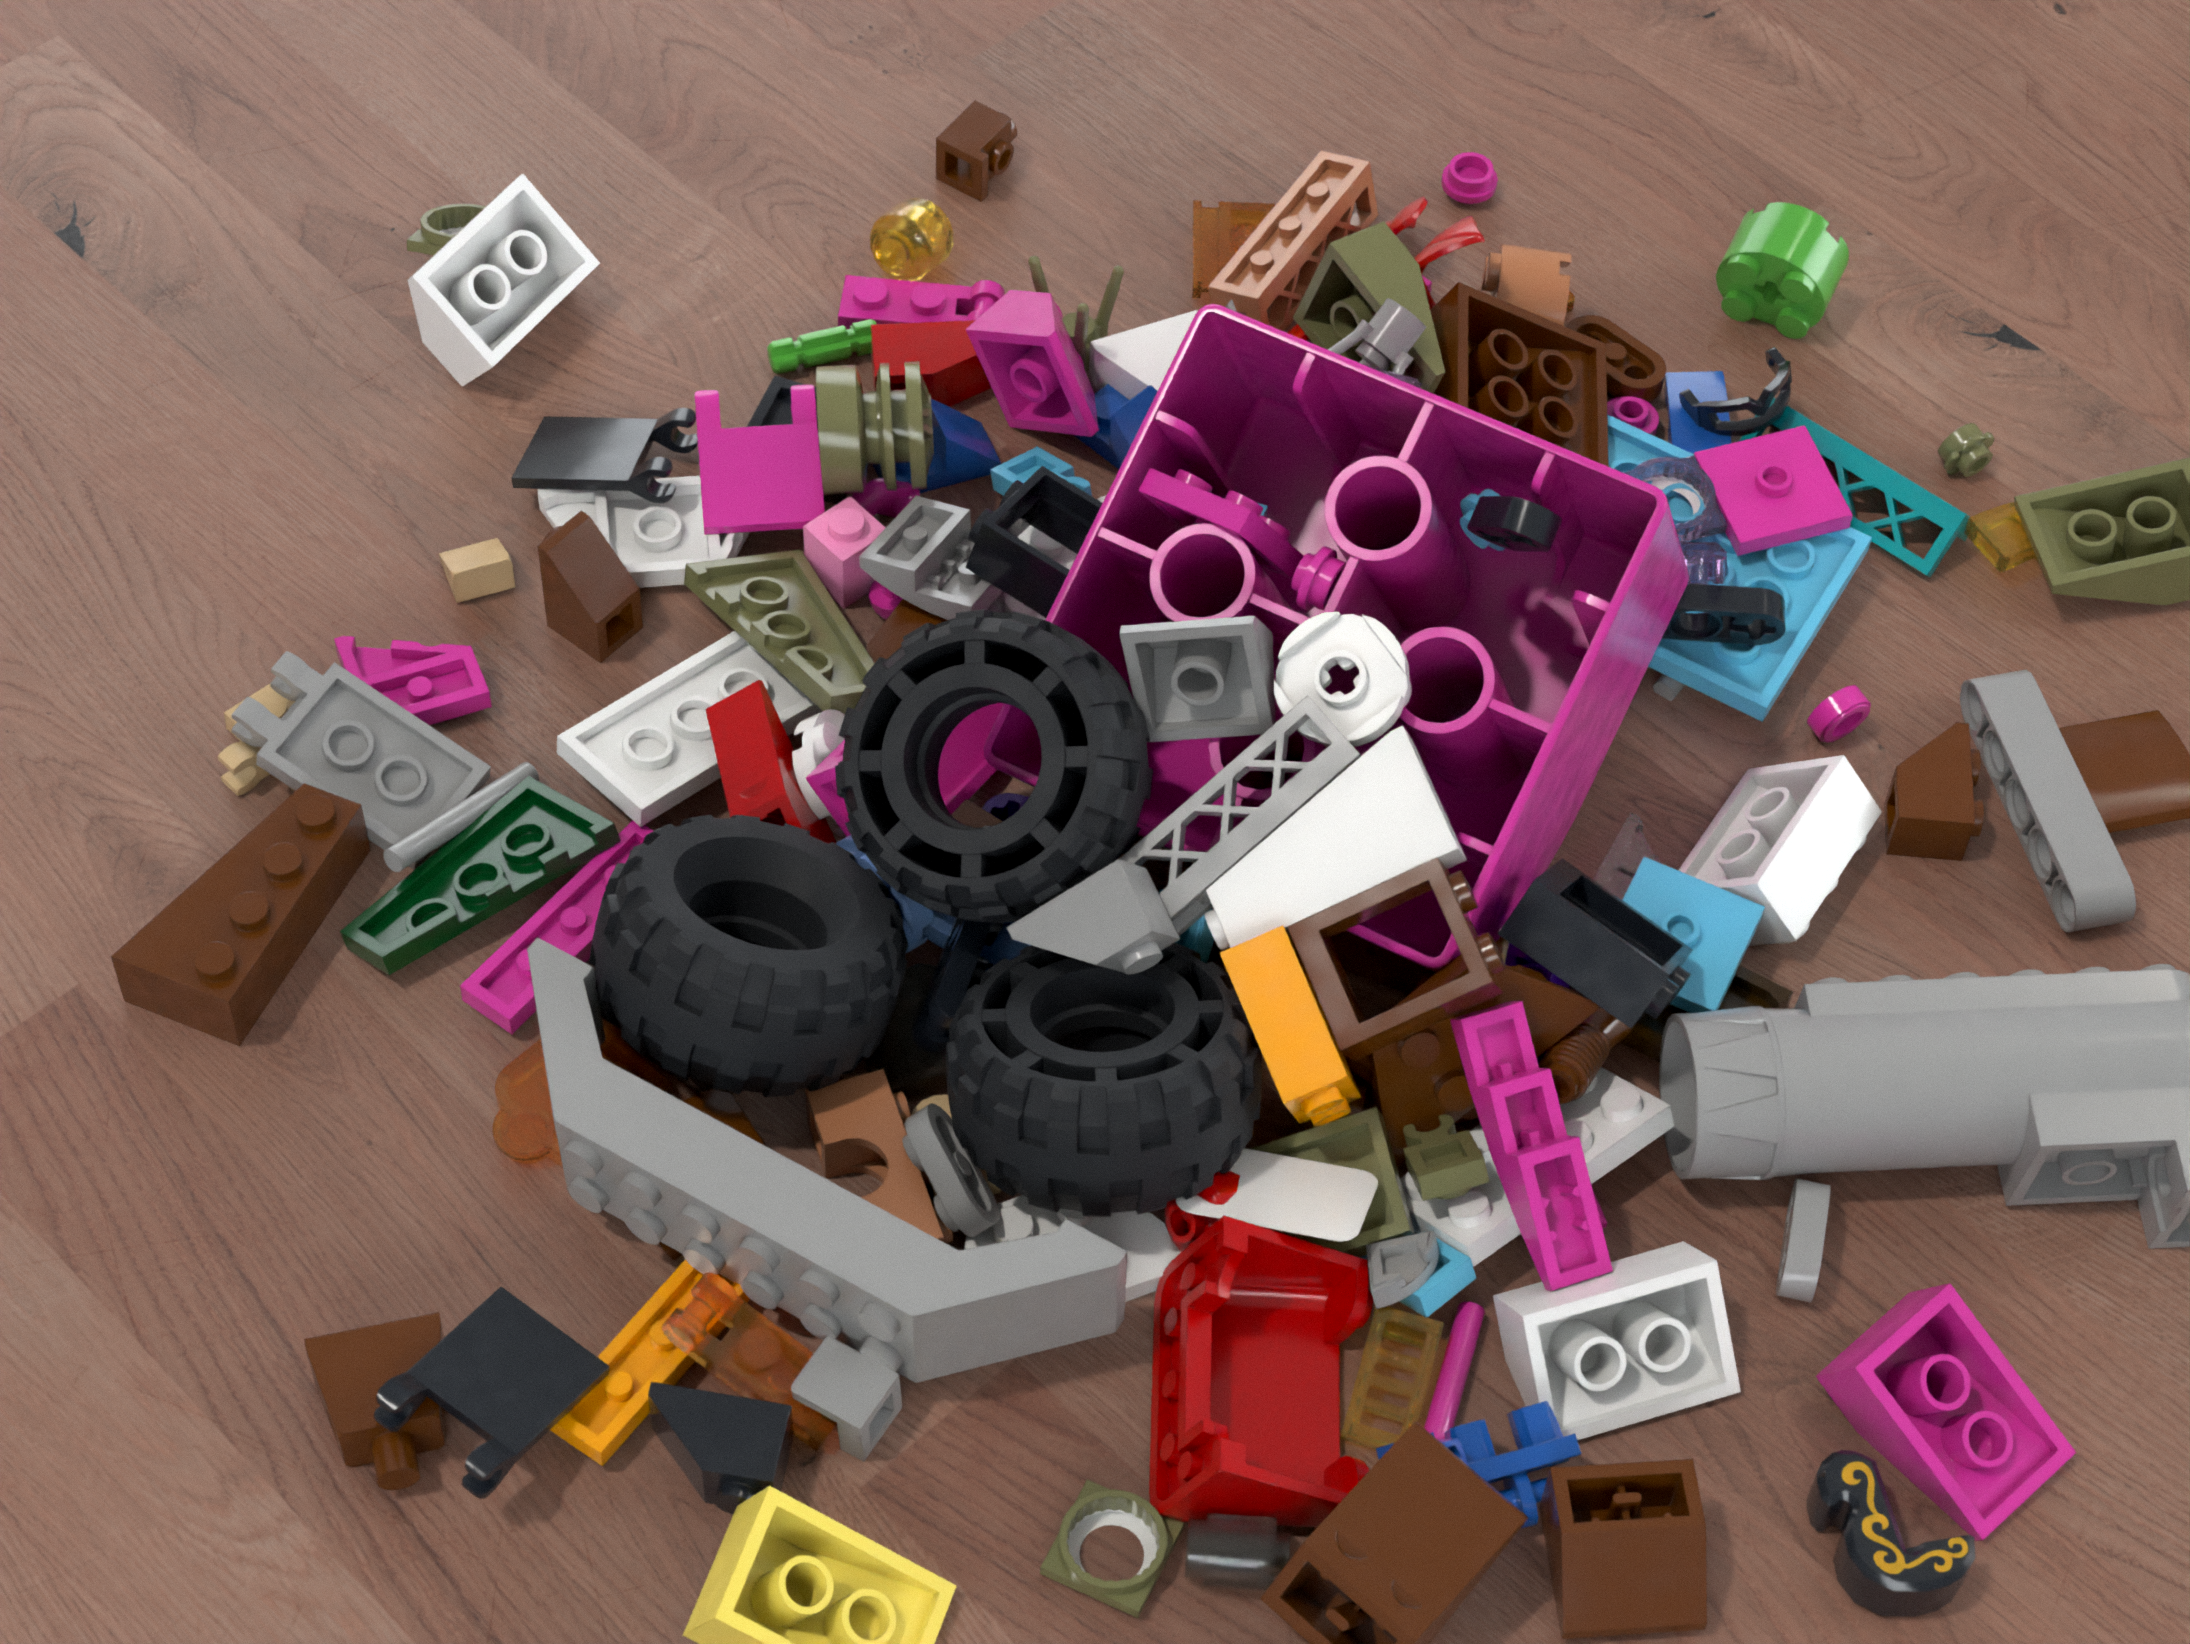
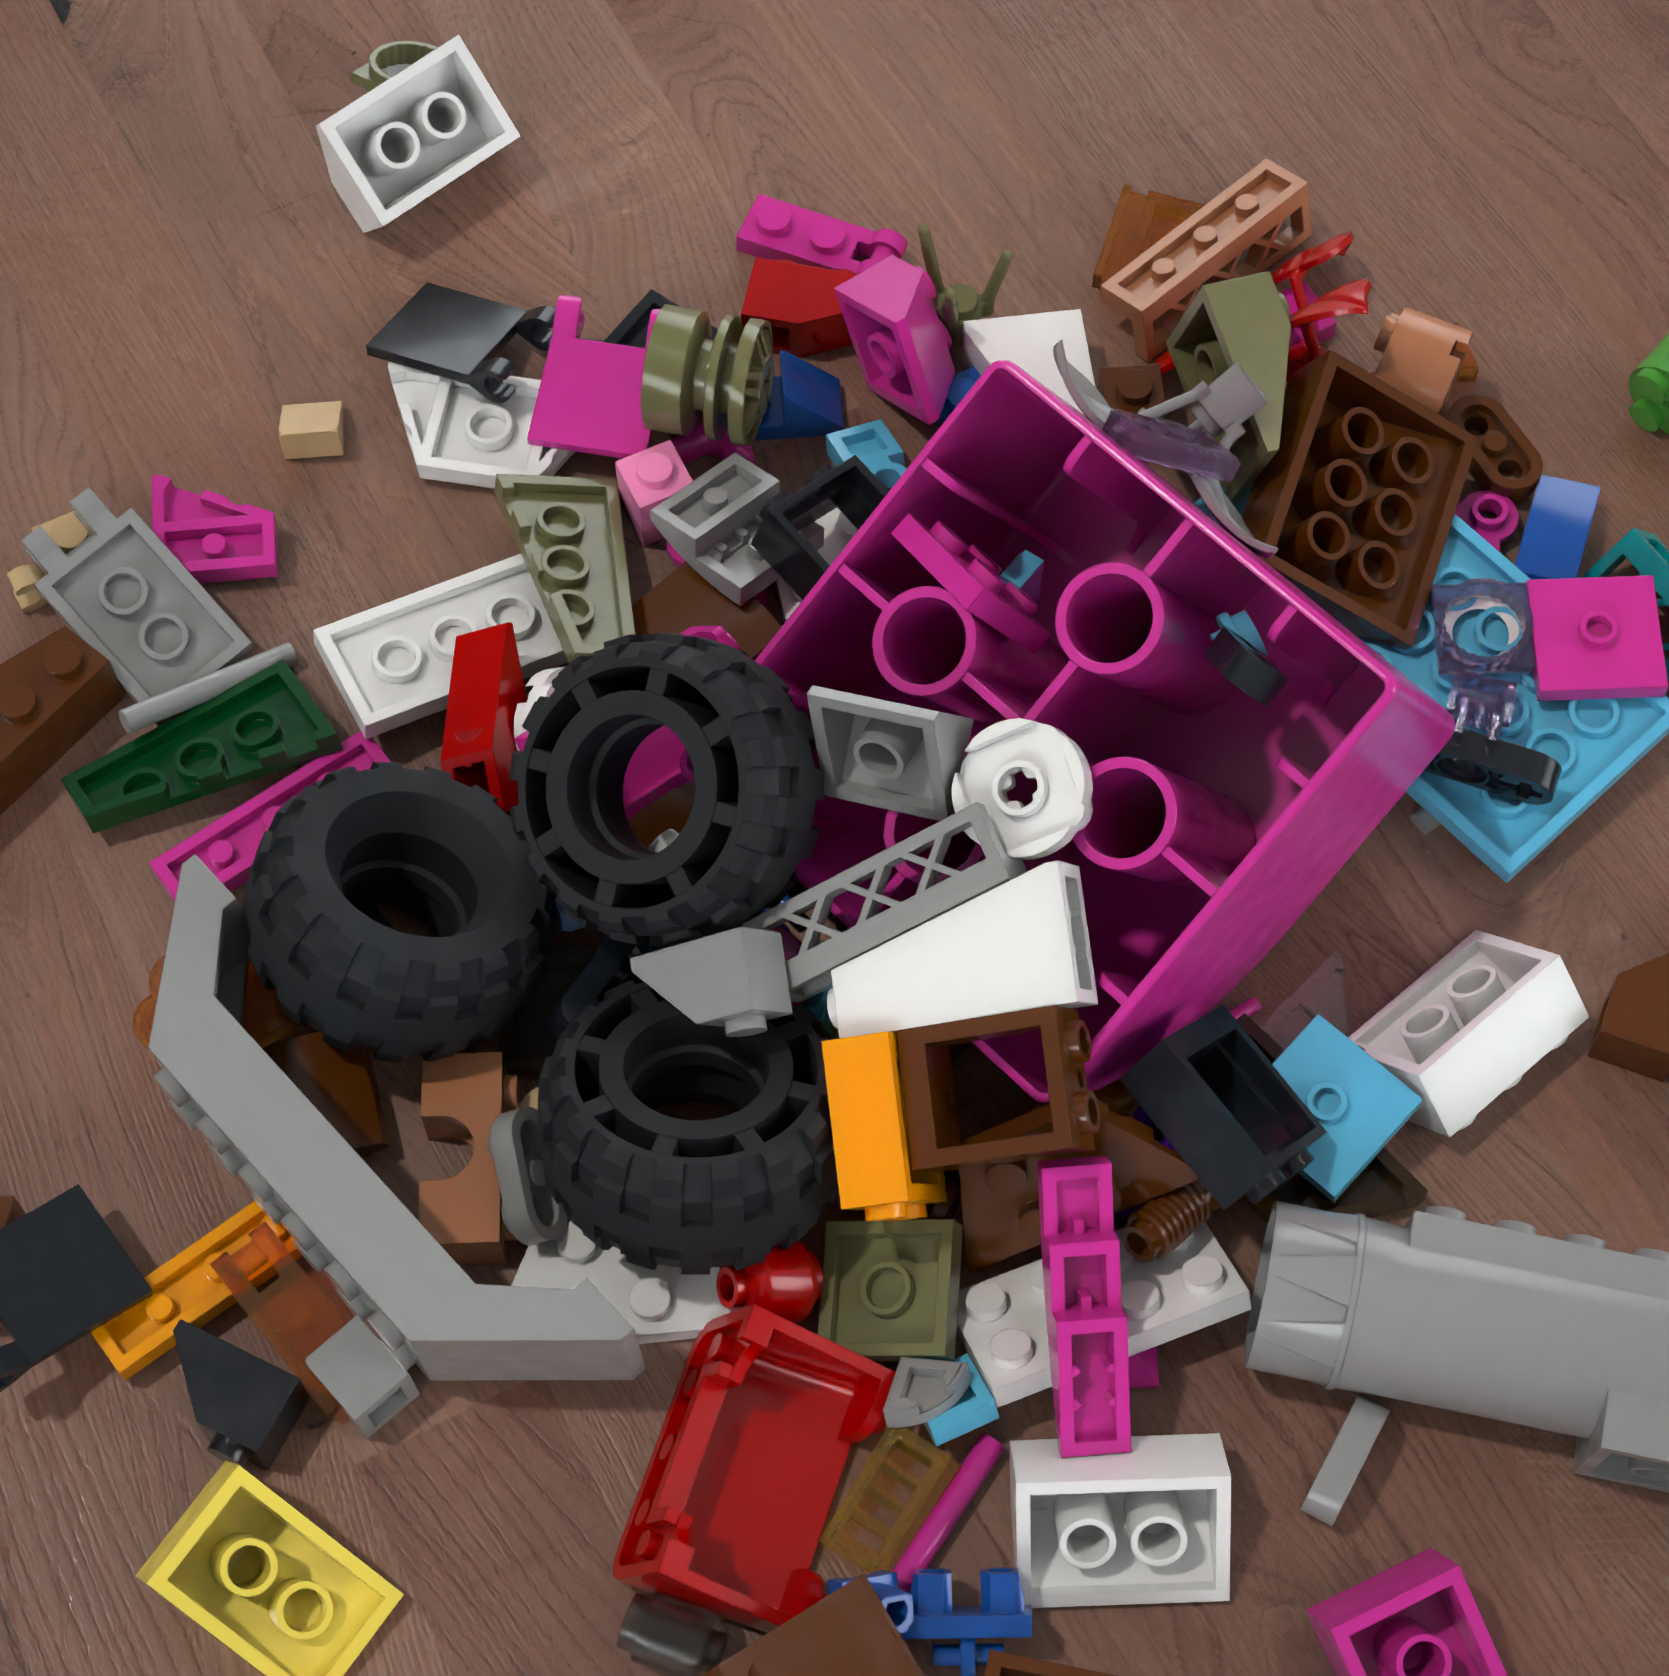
camera: 20 degrees right, 10 degrees up
(588, 589) = (395, 479): reddish brown slope -> none
(820, 347) = (708, 264): bright green axle -> none
(911, 239) = (832, 169): clear yellow head -> none
(975, 149) = (928, 83): reddish brown brick -> none
(1101, 1507) = (559, 1550): olive piece -> none
(1294, 1196) = (840, 1293): white sticker -> none
(1317, 578) = (1035, 670): dark pink plate -> none
(1443, 1161) = (1001, 1292): olive plate -> none
(1469, 178) = (1416, 215): dark pink plate -> none
(1705, 412) = (1616, 552): black helmet -> none
(1839, 714) = (1587, 895): dark pink tile -> none

